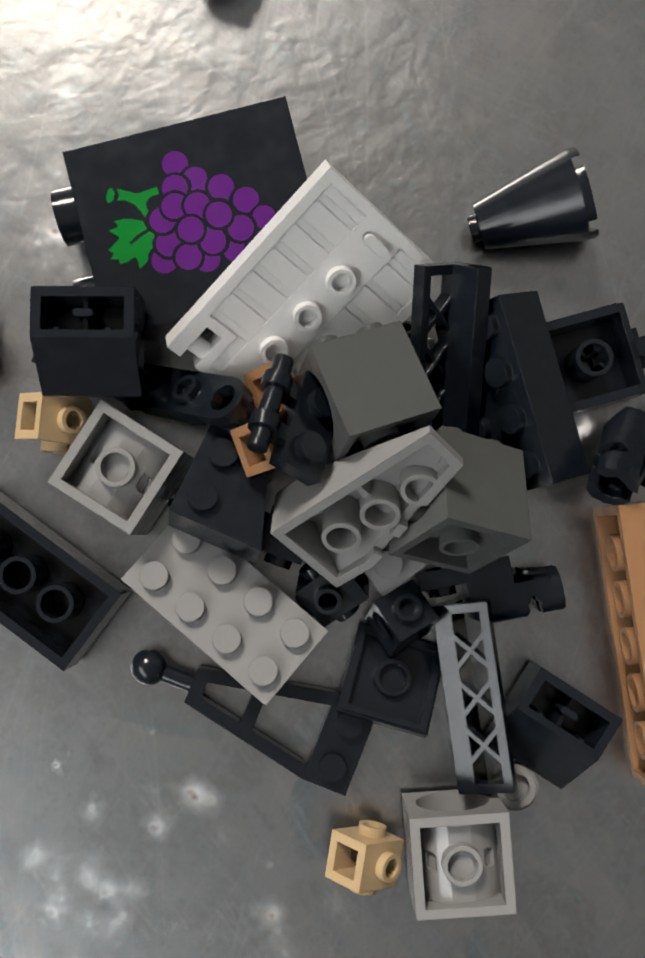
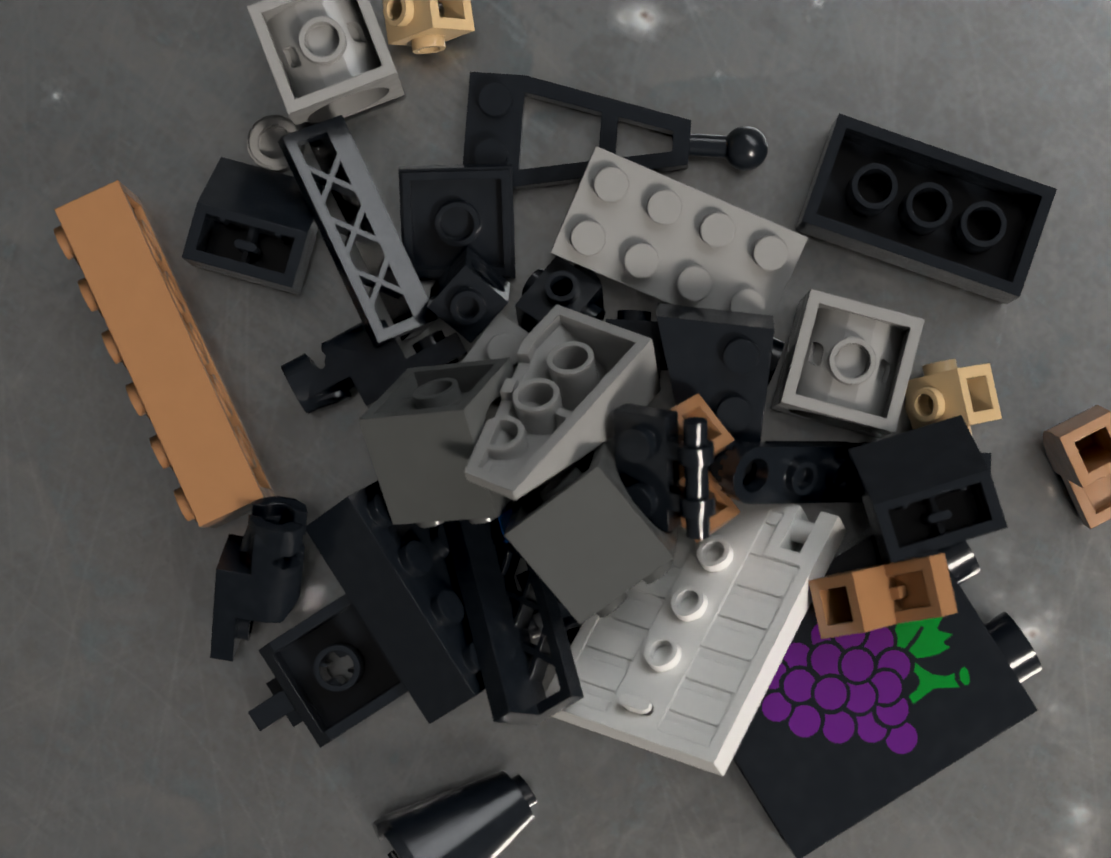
camera: 165 degrees right, 0 degrees up
(159, 270) = (882, 595): none -> medium nougat brick

